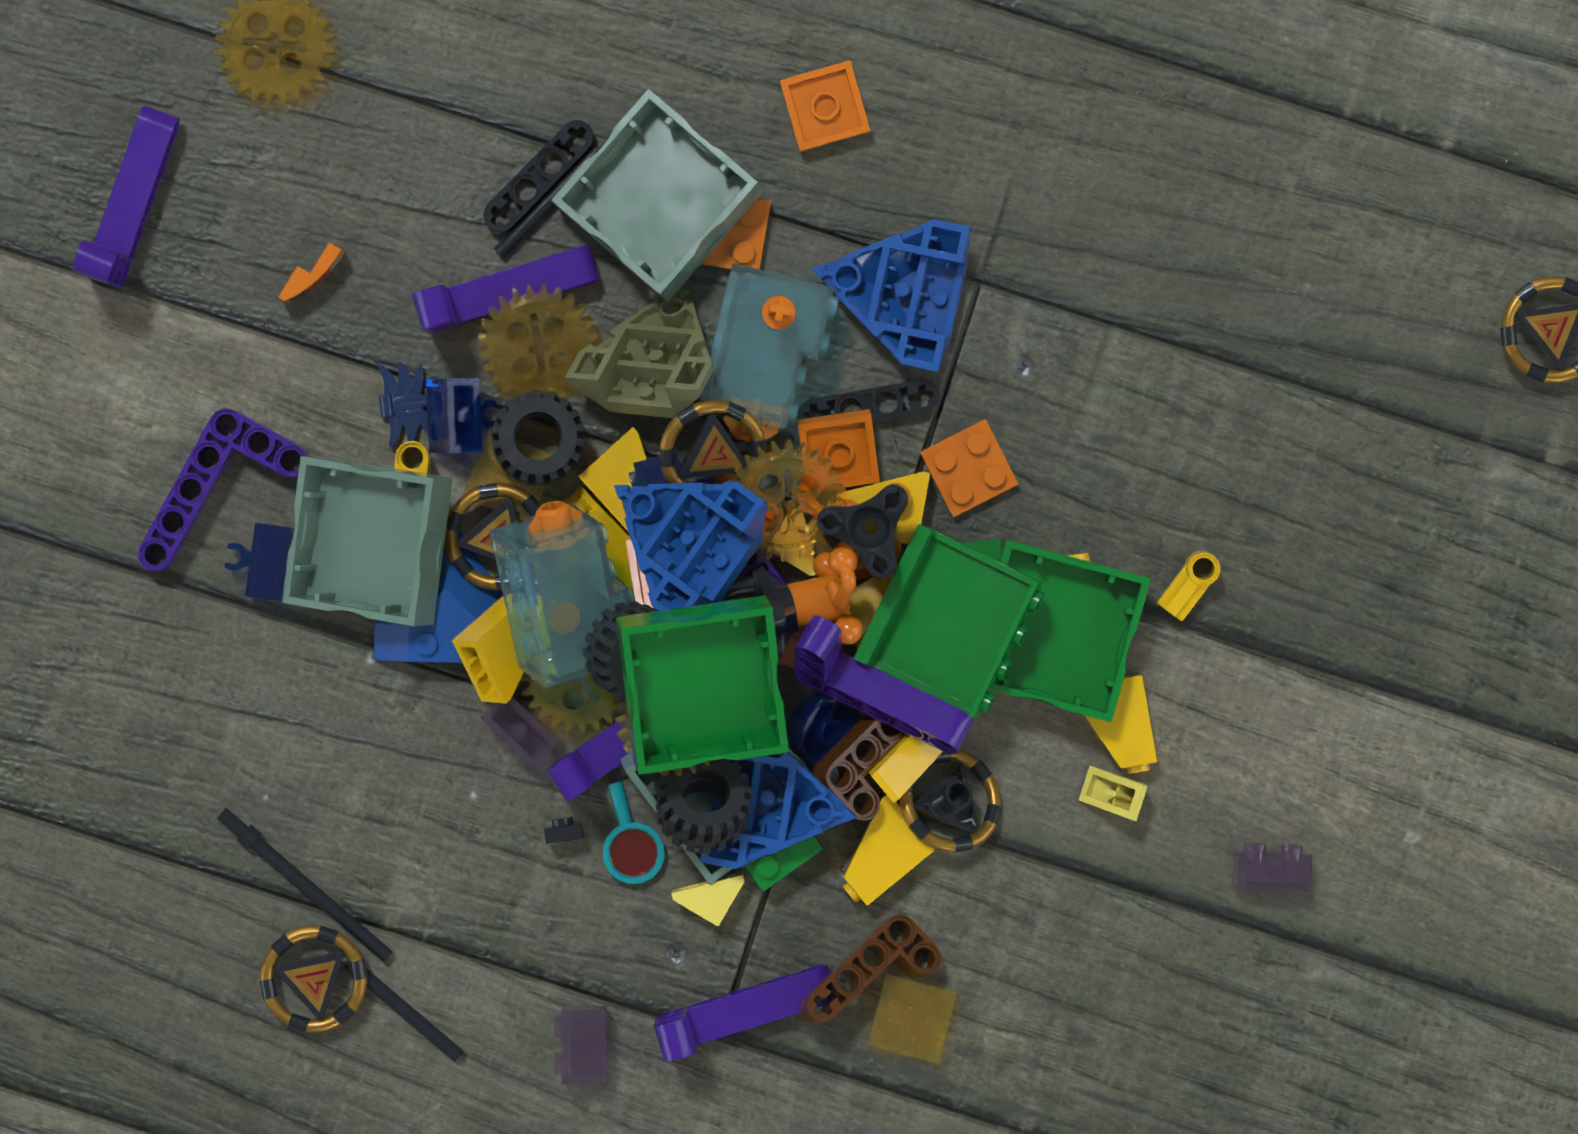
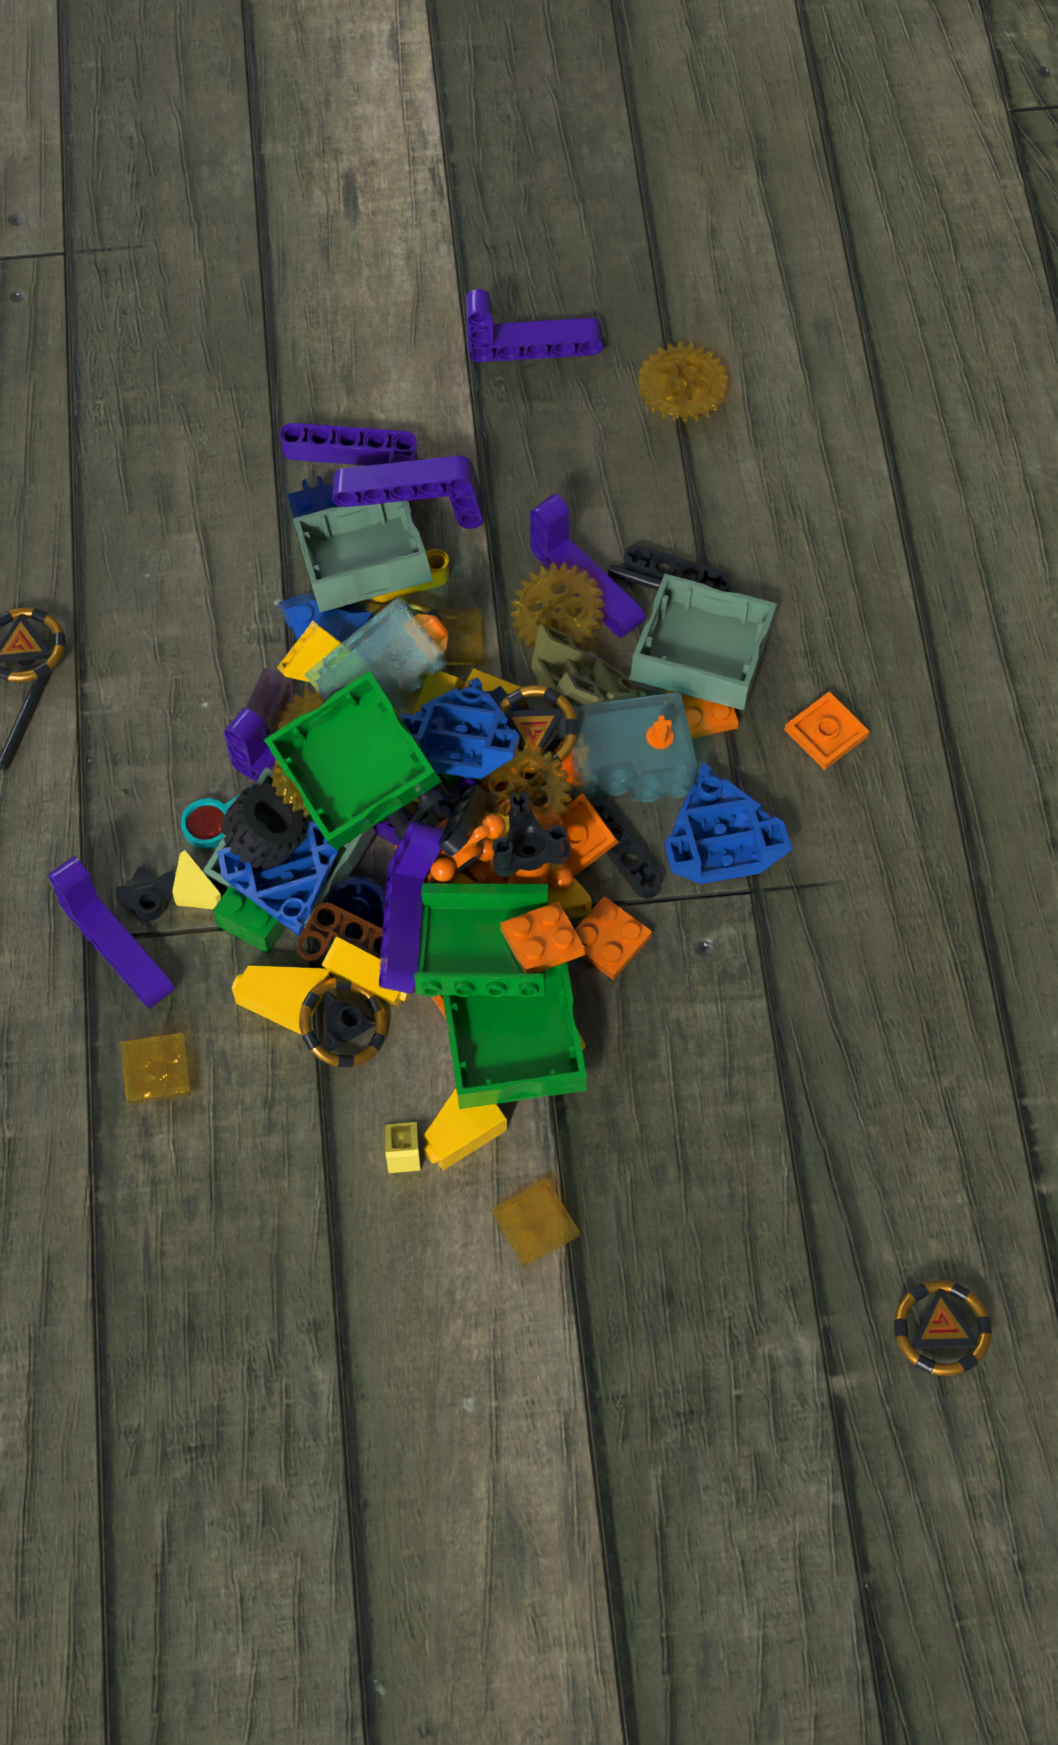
camera: 65 degrees right, 25 degrees down
(250, 838) = (111, 575): black bar -> none
(303, 281) = (526, 457): orange slope -> none
(332, 395) = (414, 481): none -> dark purple beam
(403, 402) = (474, 552): dark blue piece -> none
(456, 415) = (480, 579): clear blue brick -> none
(538, 405) = (493, 609): black tyre -> none
(563, 830) = (202, 766): black plate -> none
(582, 1044) = (42, 839): clear purple brick -> none
(687, 950) = (146, 890): none -> black plate
(814, 588) = (463, 820): none -> black beam
(862, 974) = (175, 1010): reddish brown beam -> none
(980, 558) = (542, 938): none -> orange plate
(1187, 588) = (593, 1132): yellow piece -> none
(1255, 689) = (535, 1222): none -> clear yellow plate
(1272, 869) = (390, 1287): clear purple brick -> none

